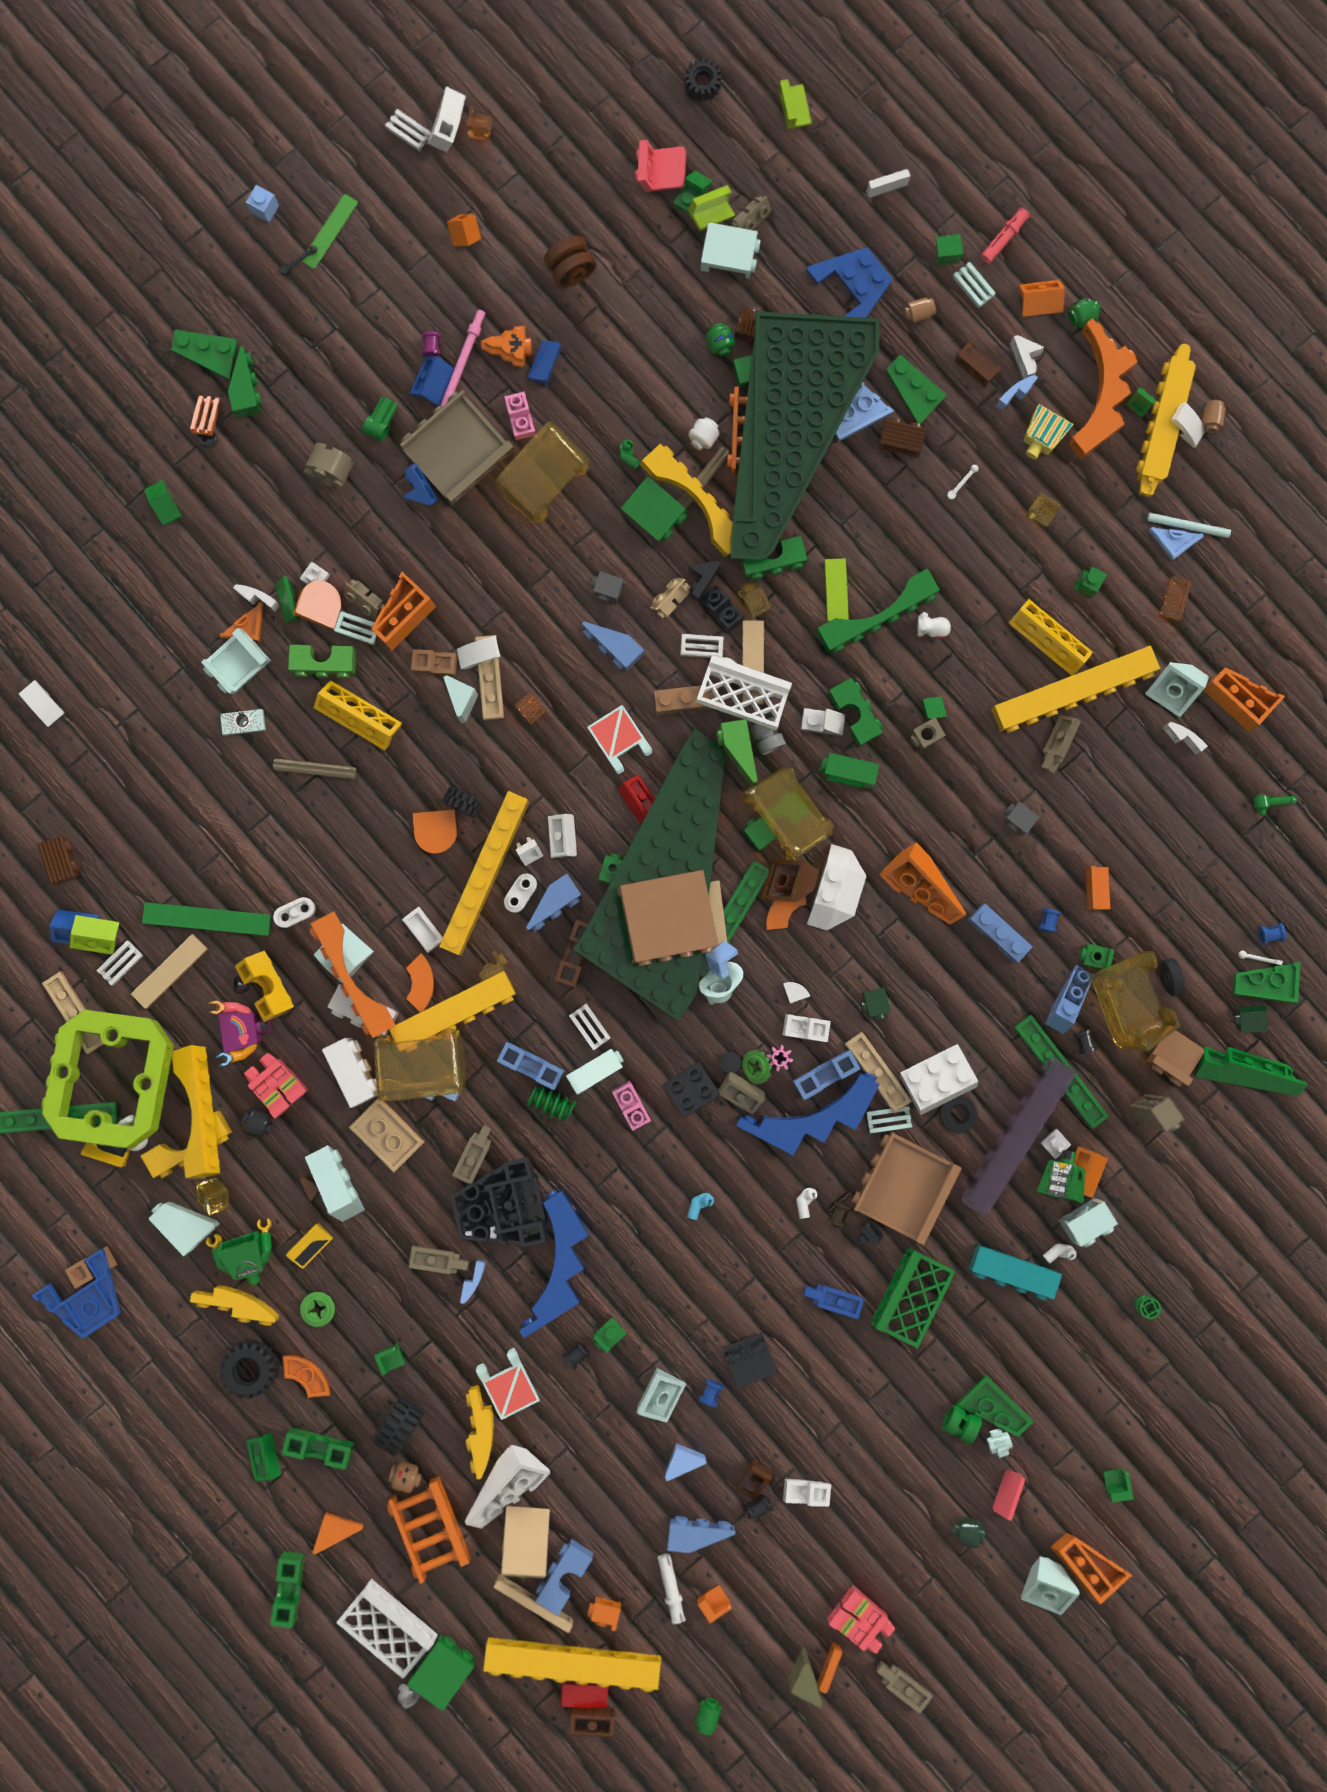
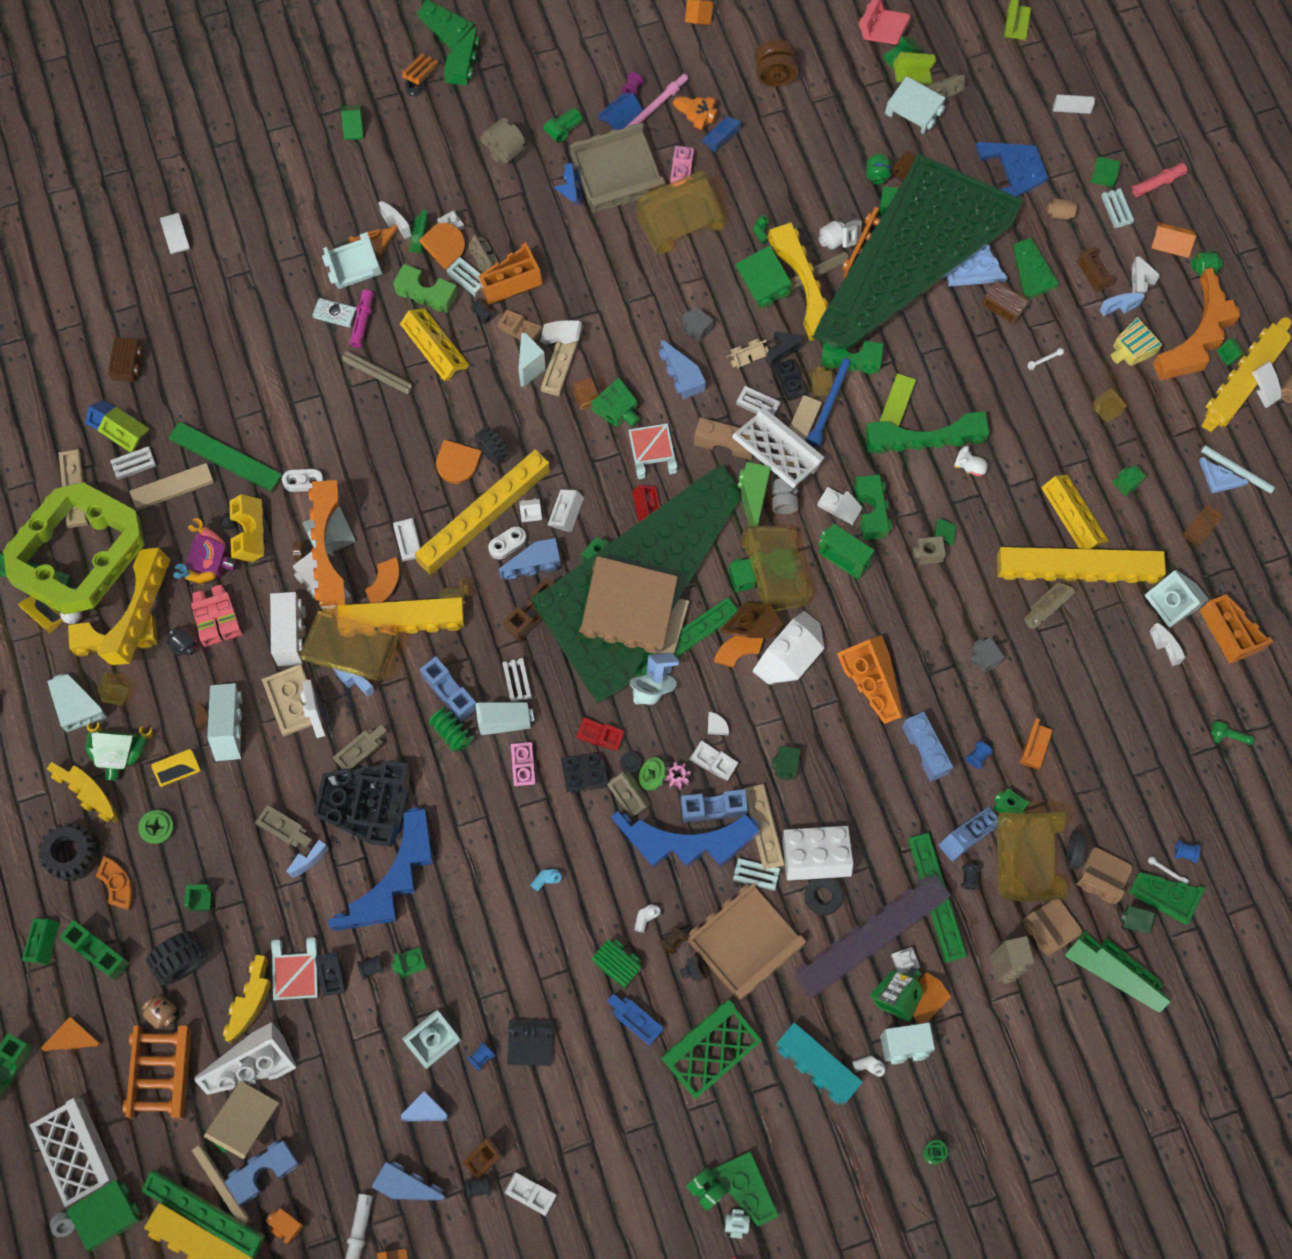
camera: 25 degrees right, 15 degrees down
(271, 709) = (363, 312): none -> dark pink pin
(324, 986) = (298, 550): none -> reddish brown tile
(390, 660) = (483, 311): none -> black bush
(413, 1142) = (311, 708): none -> white wing
(528, 1635) = (203, 1213): none -> green tile
(543, 1377) = (330, 974): none -> black slope
(566, 707) = (616, 405): none -> green torso
(690, 1047) = (599, 735): none -> red slope
(722, 426) = (851, 233): none -> white slope
(772, 660) = (815, 436): none -> blue piece
(798, 1257) = (617, 963): none -> green brick
(1206, 989) = (1104, 876): none -> medium nougat bracket

